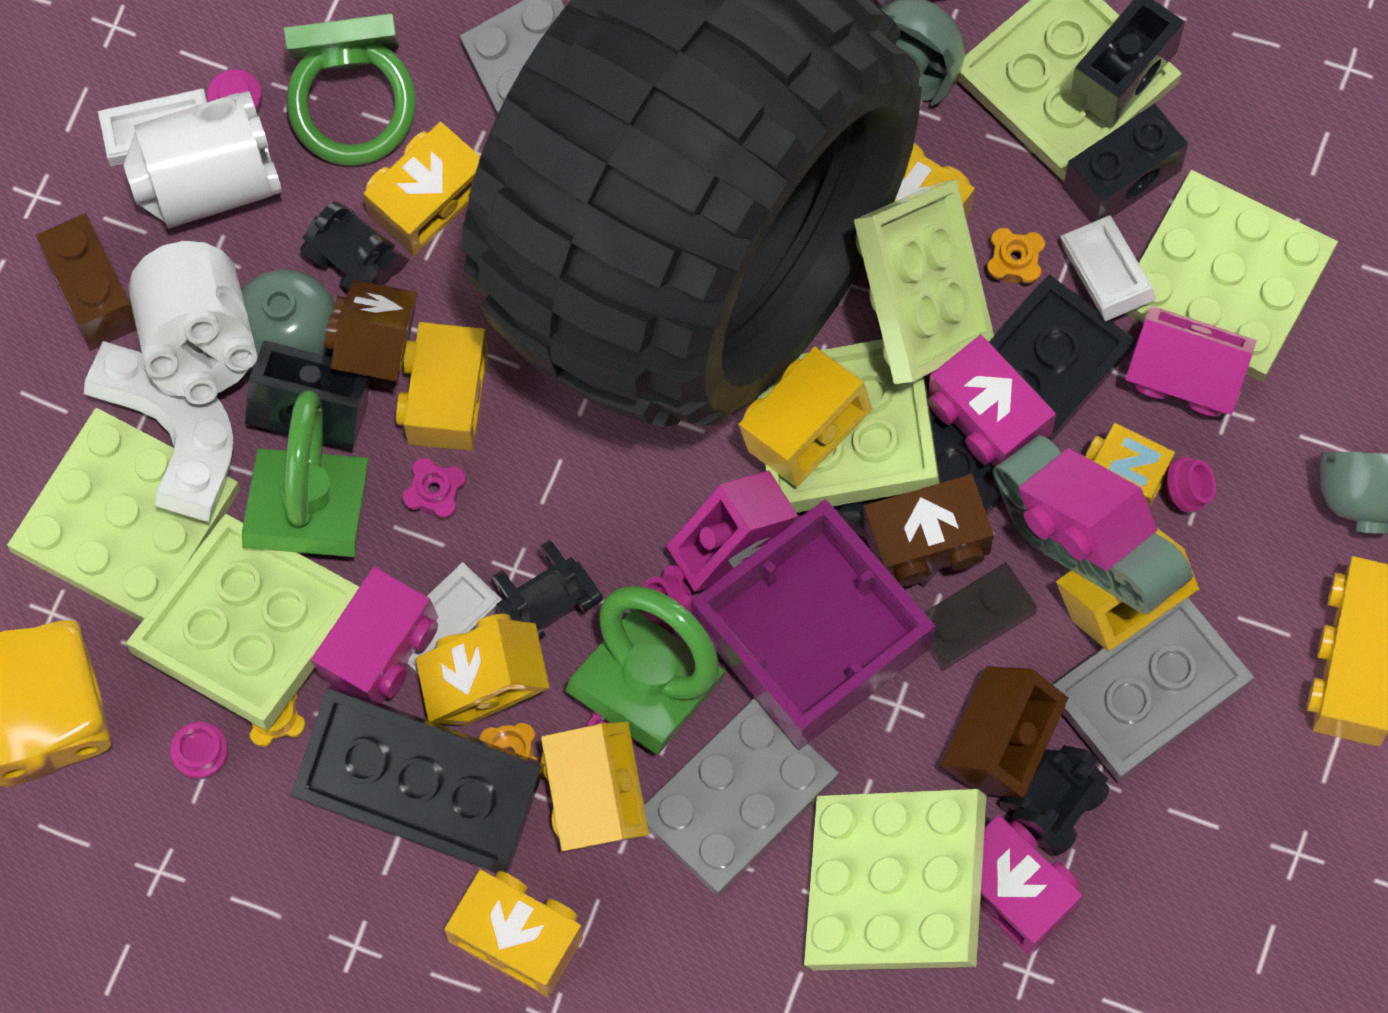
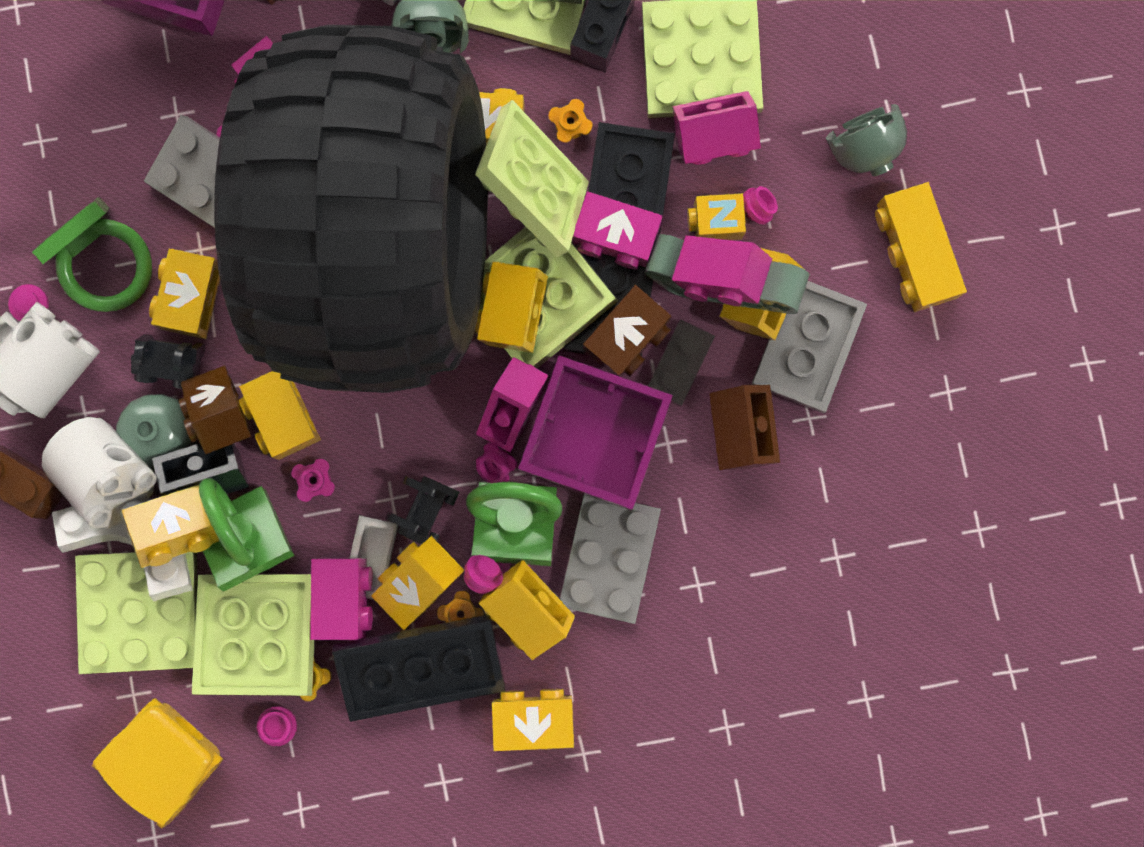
camera: 30 degrees left, 15 degrees up
(233, 427) = (169, 527): none -> yellow brick
(567, 705) = (482, 574): none -> dark pink plate
(896, 880) = (736, 557): yellowish green plate -> none
(1022, 888) = (804, 513): dark pink brick -> none
(1058, 796) = (798, 446): black piece -> none
(1107, 268) = (631, 97): white tile -> none

